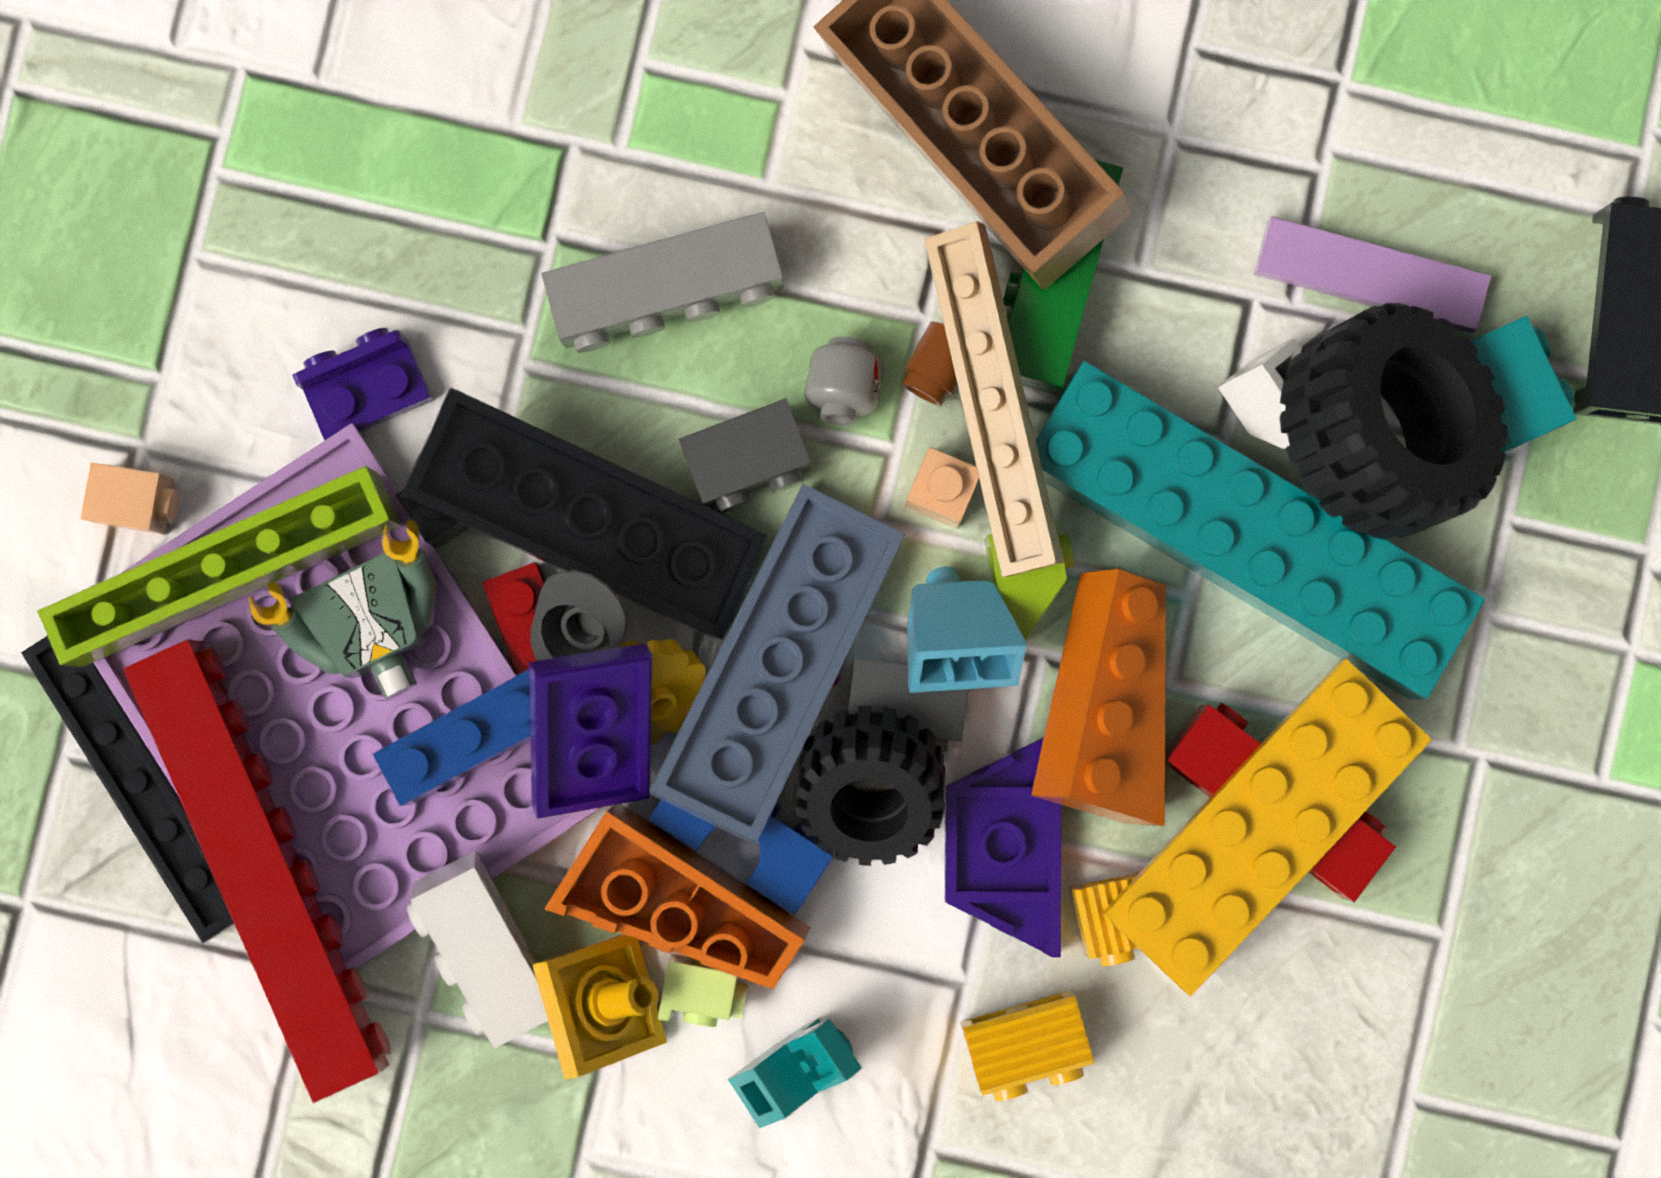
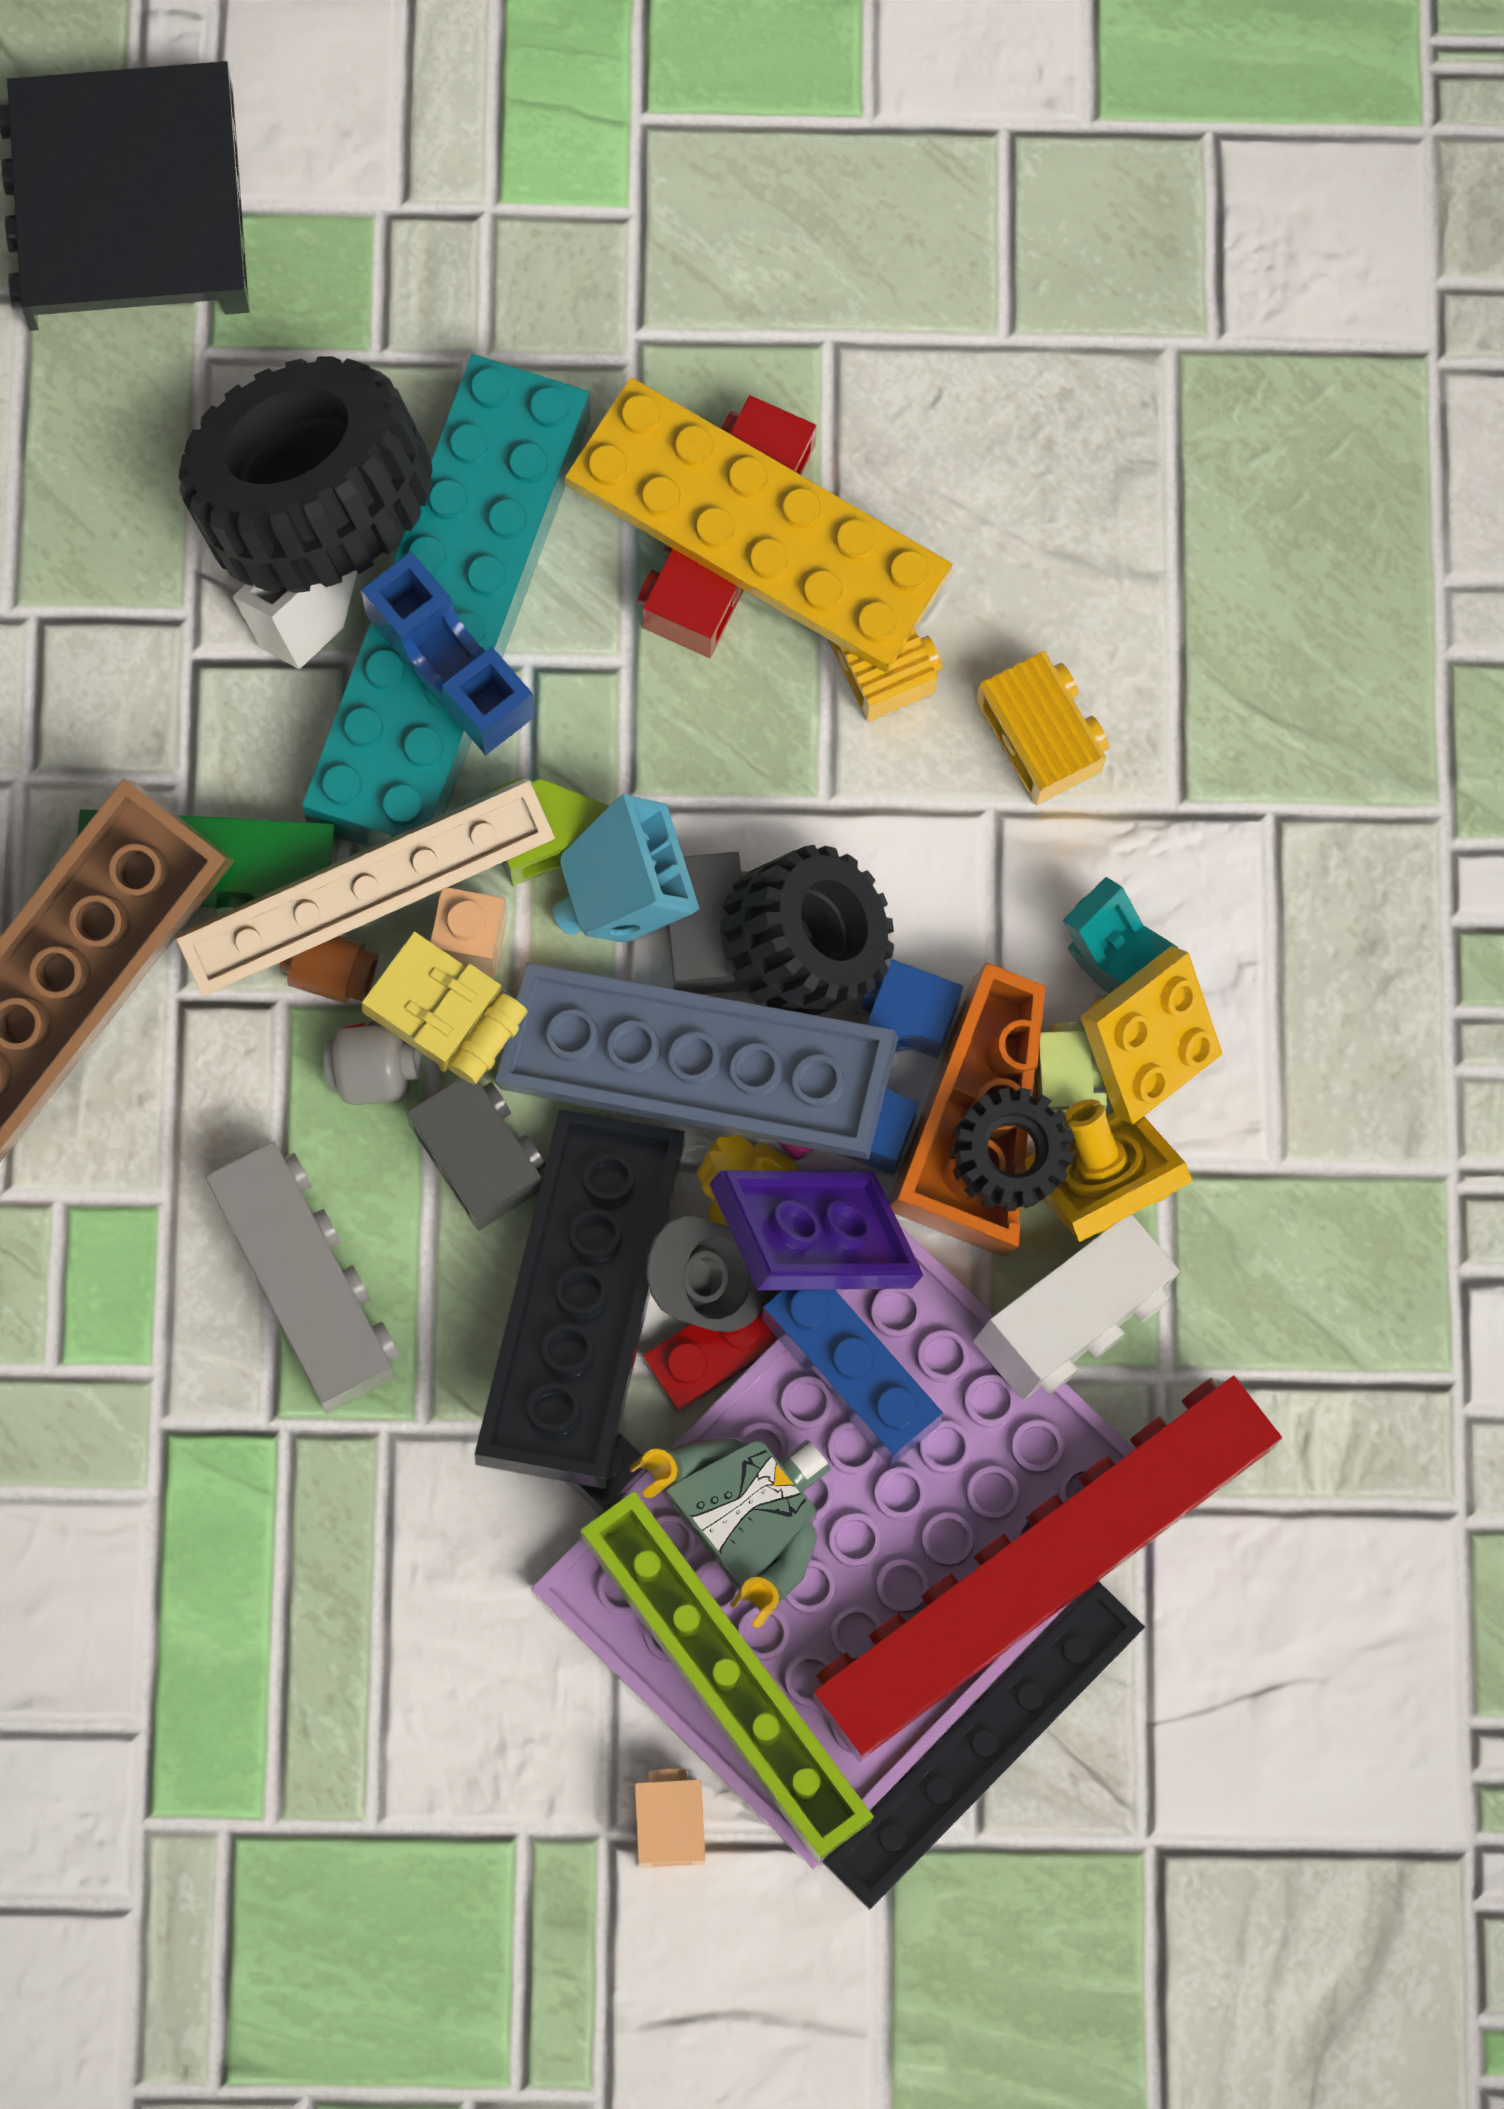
camera: 105 degrees left, 10 degrees down
(363, 383) = (485, 1590): dark purple bracket -> none
(604, 952) = (1044, 1128): none -> black tyre
(714, 1073) = (1151, 1035): none -> yellow plate
(866, 447) = (444, 1009): none -> light yellow piece
(1005, 850) = (836, 788): dark purple wing -> none
(1109, 703) = (663, 710): orange wedge -> none
(1190, 511) = (431, 639): none -> blue arch
(1370, 273) = (141, 540): lavender tile -> none
(1525, 379) = (230, 356): teal brick -> none

